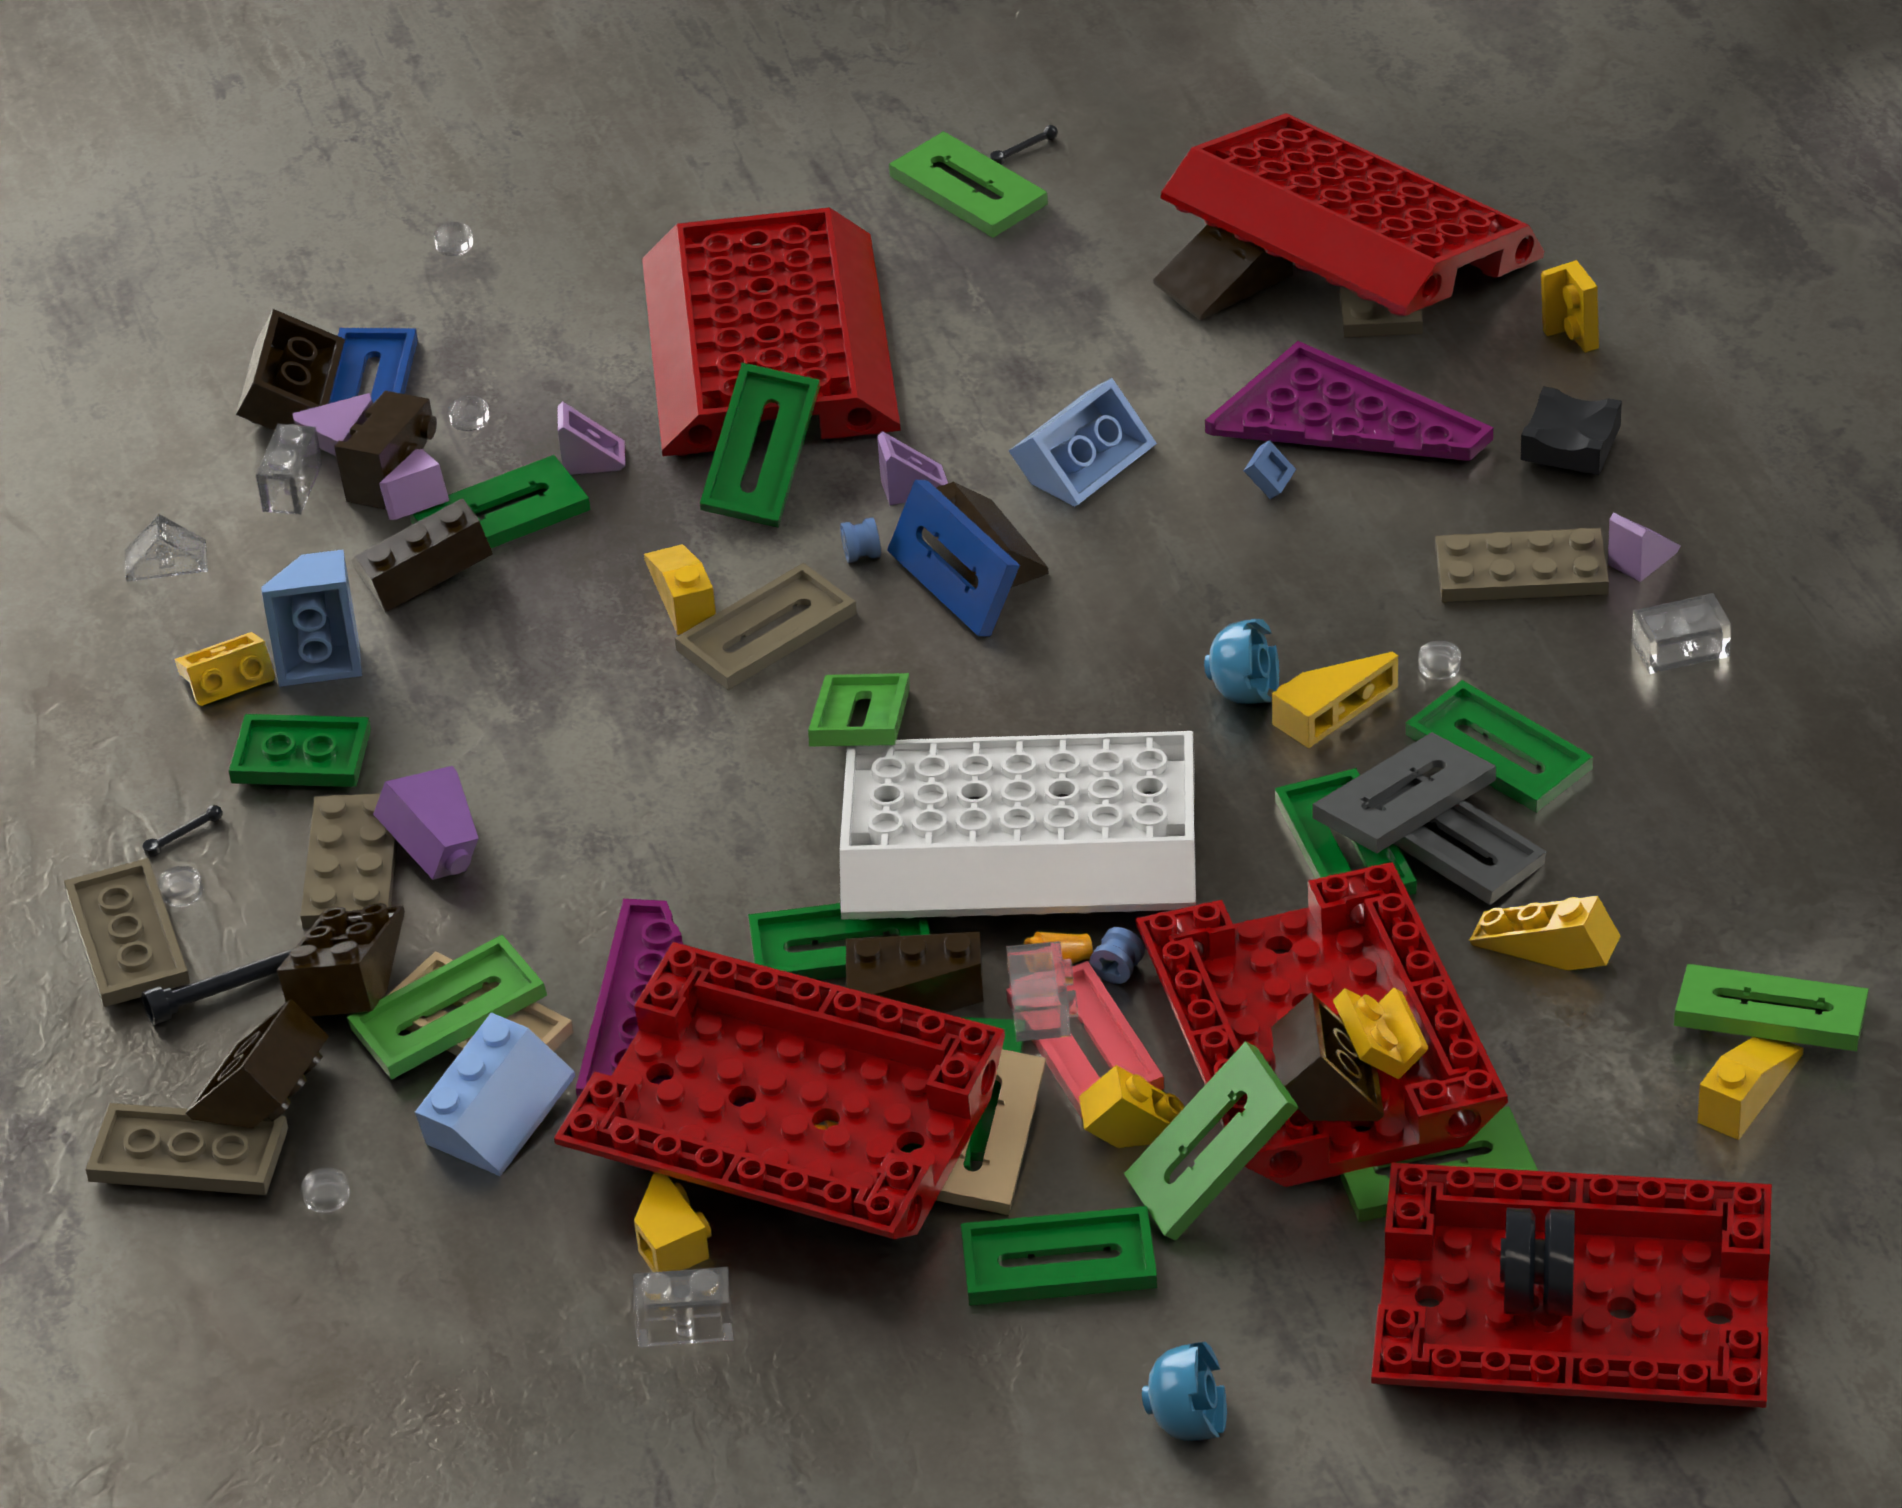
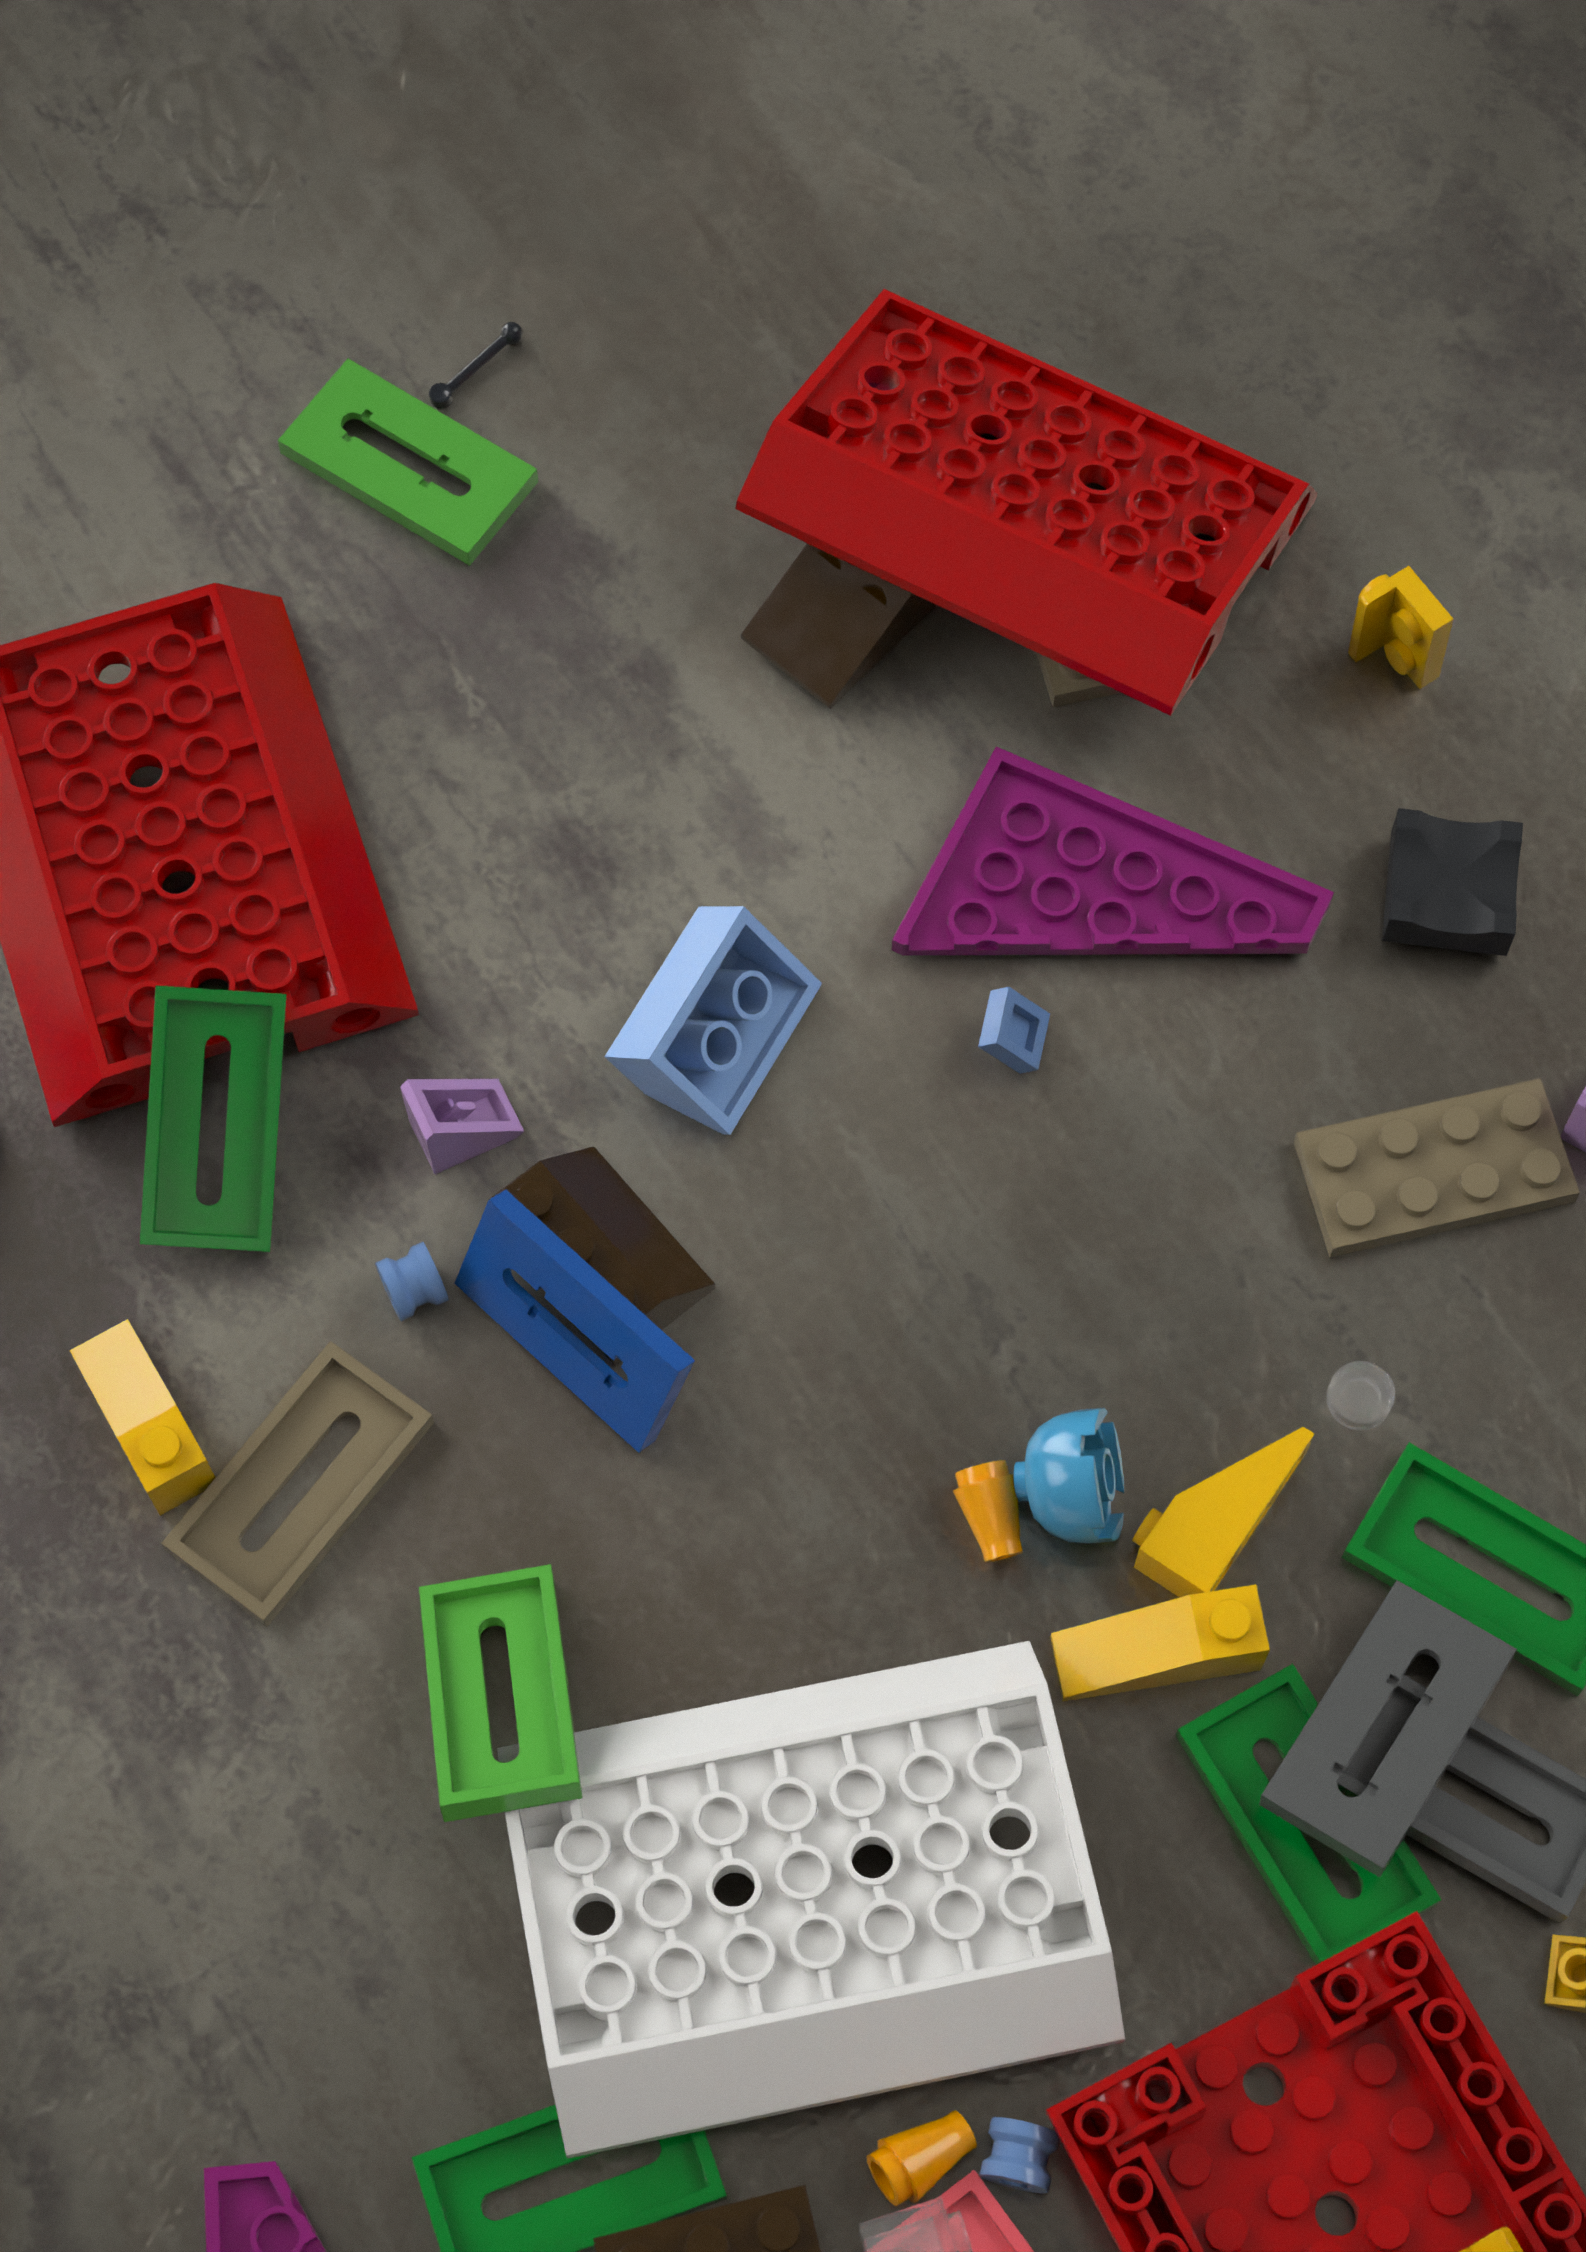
camera: 15 degrees left, 25 degrees up
(1188, 678) = (990, 1508): none -> light orange cone
(1286, 747) = (1163, 1644): none -> yellow slope

